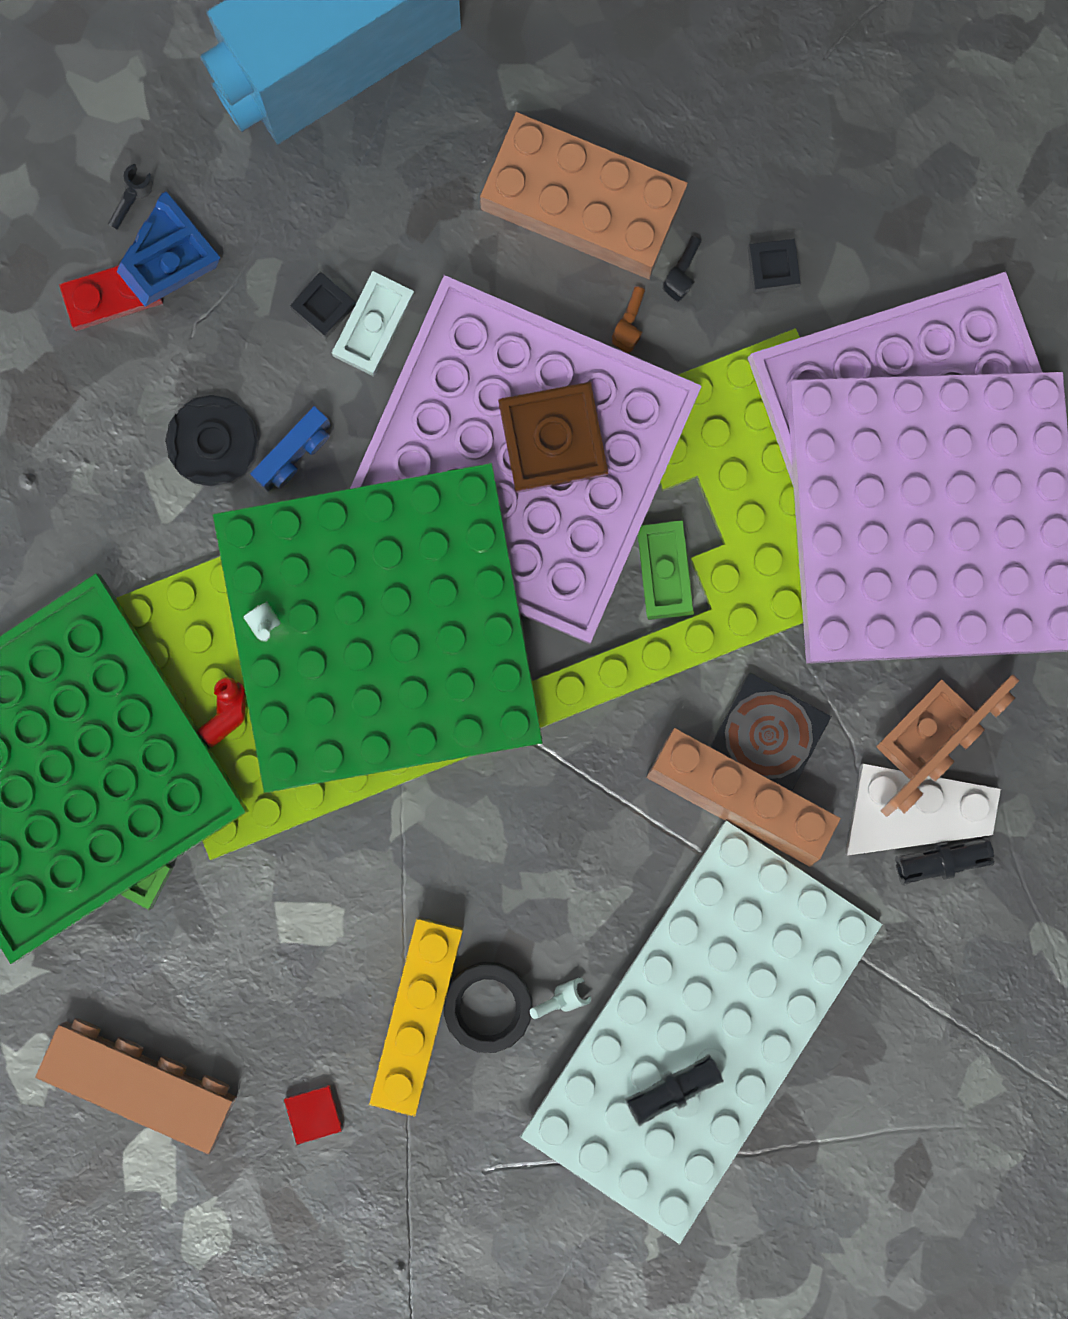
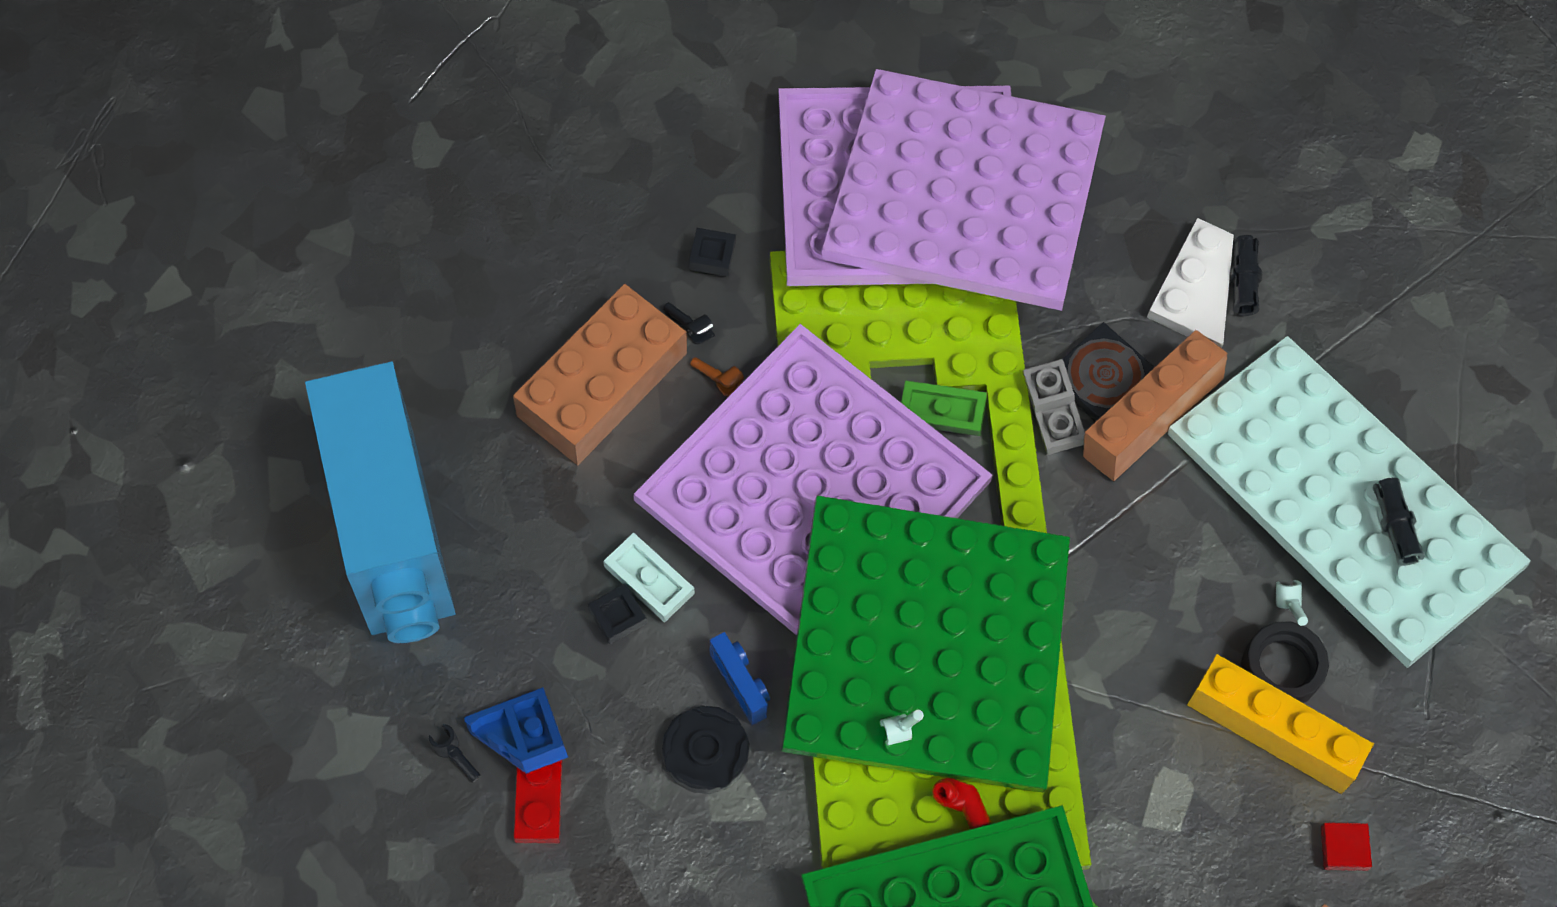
camera: 70 degrees left, 20 degrees down
(553, 437) = (807, 448): reddish brown tile -> none
(708, 689) = (1054, 406): none -> light grey slope
(931, 732) = (1143, 247): nougat bracket -> none

